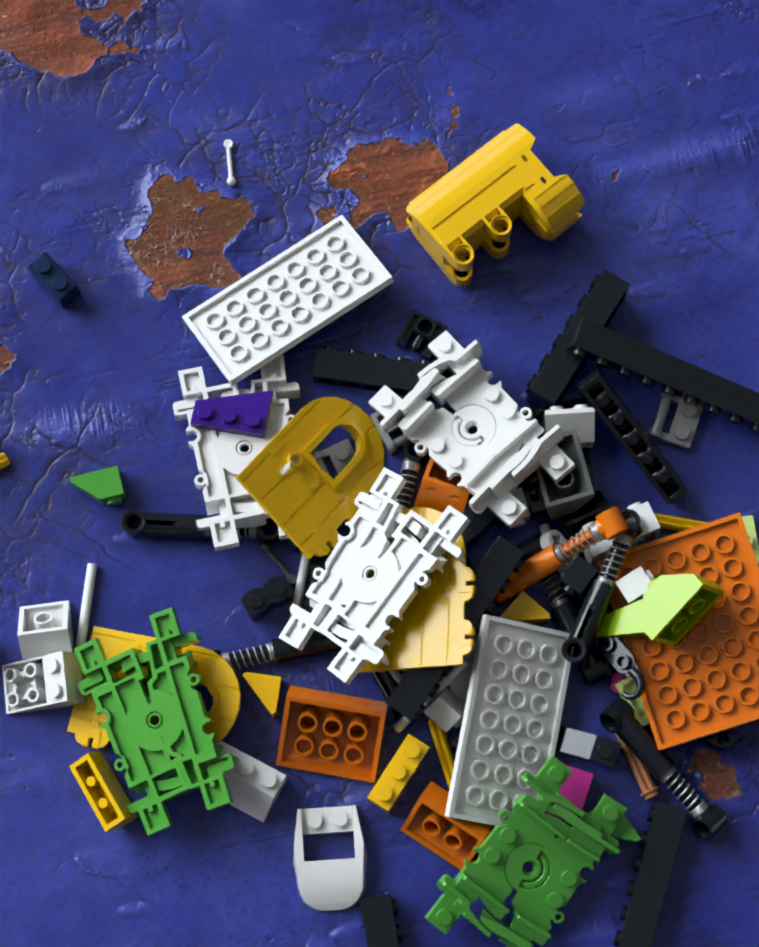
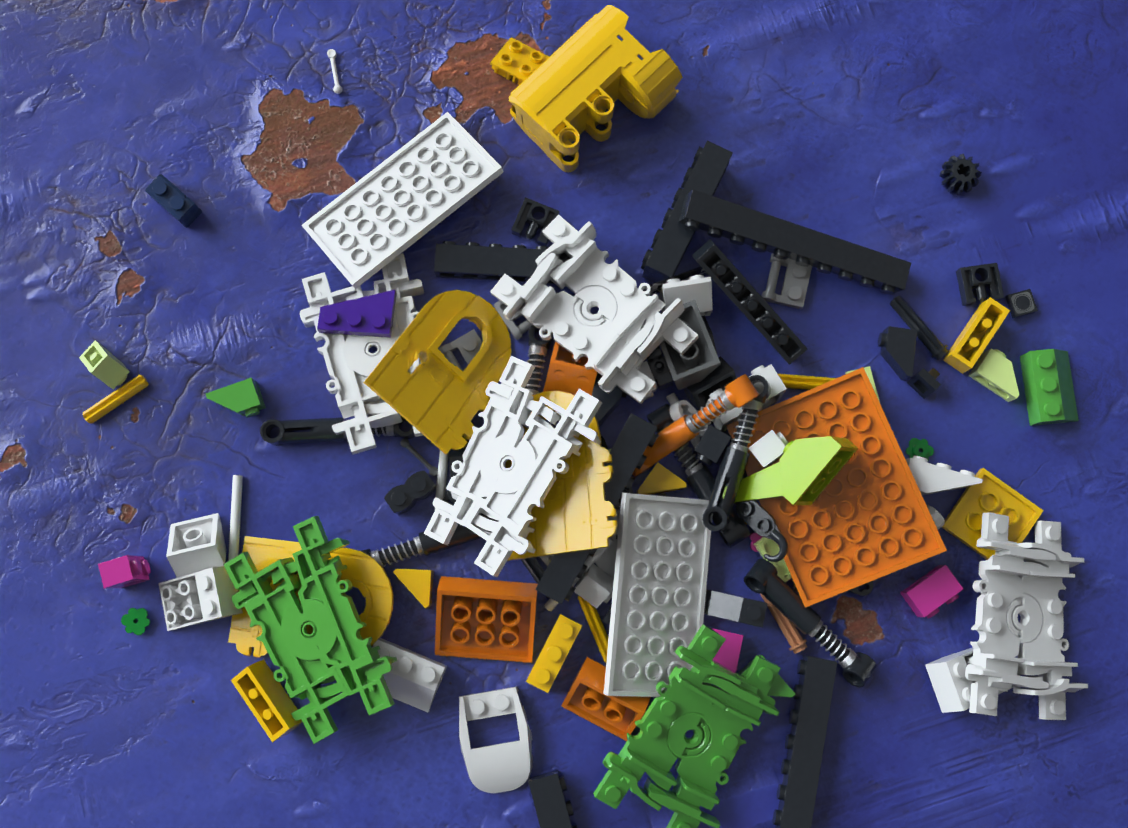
camera: 10 degrees left, 5 degrees up
(419, 169) = (517, 61): none -> yellow hinge

